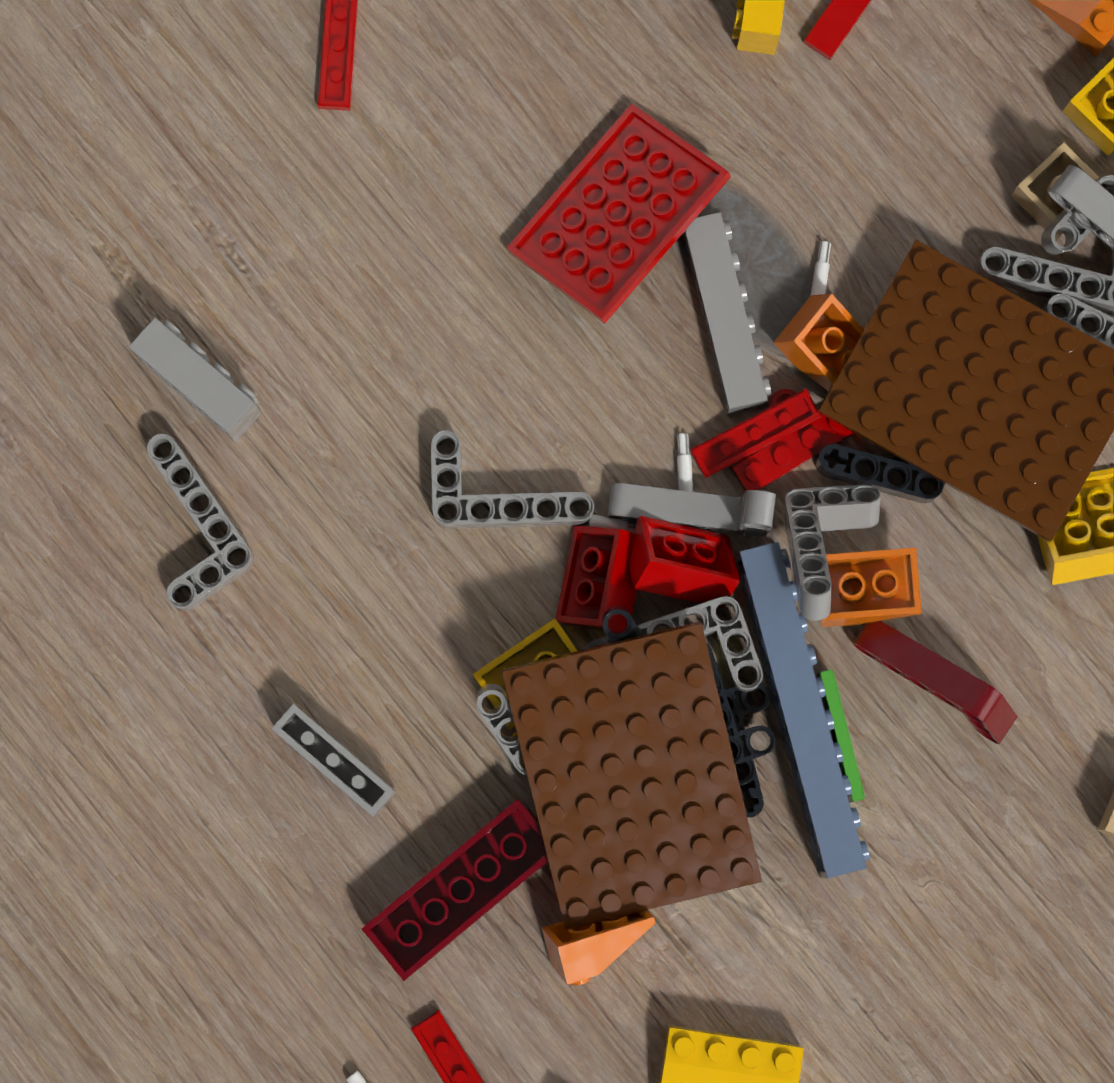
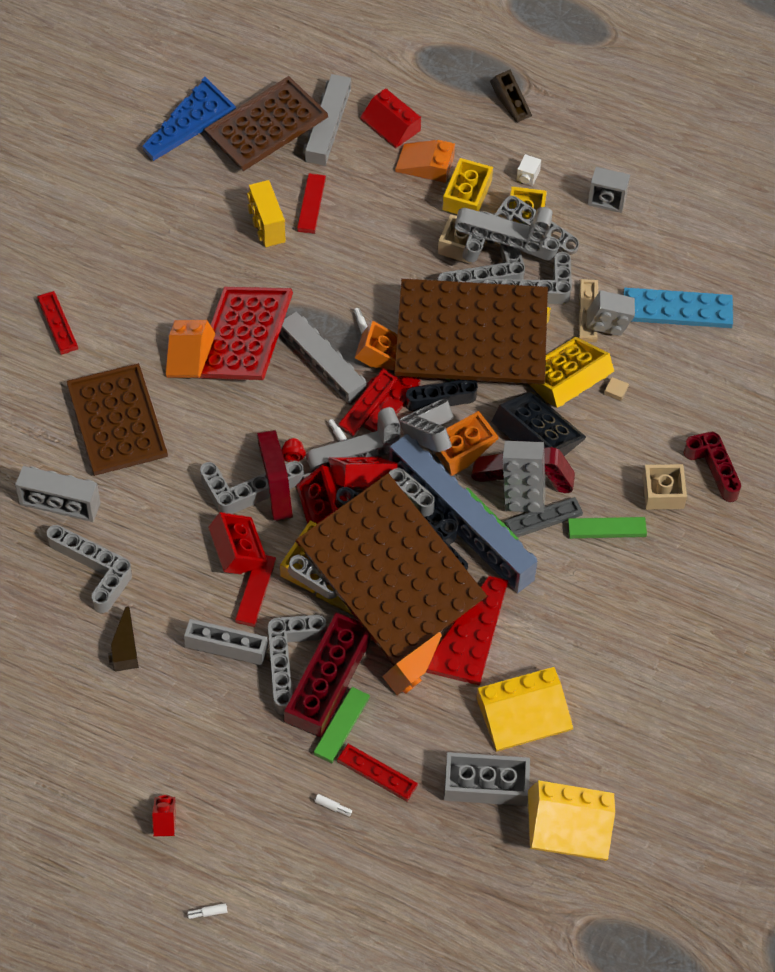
camera: 25 degrees left, 25 degrees down
(116, 1000) = (164, 816): none -> red slope
(183, 689) = (123, 645): none -> dark brown slope
(350, 276) = (117, 419): none -> reddish brown plate
(411, 822) = (281, 656): none -> light grey beam
(425, 683) = (255, 593): none -> red tile
(431, 595) = (237, 543): none -> red slope
(445, 974) = (341, 725): none -> bright green tile
(517, 201) = (188, 348): none -> orange slope
(545, 495) = (276, 474): none -> dark red beam
(596, 465) = (293, 450): none -> red cone
(700, 933) = (468, 642): none -> red wing
(922, 711) = (524, 476): none -> light grey brick
(928, 768) = (552, 515): none -> dark grey tile
(1002, 607) = (533, 420): none -> black slope
(1019, 833) = (607, 527): none -> bright green tile

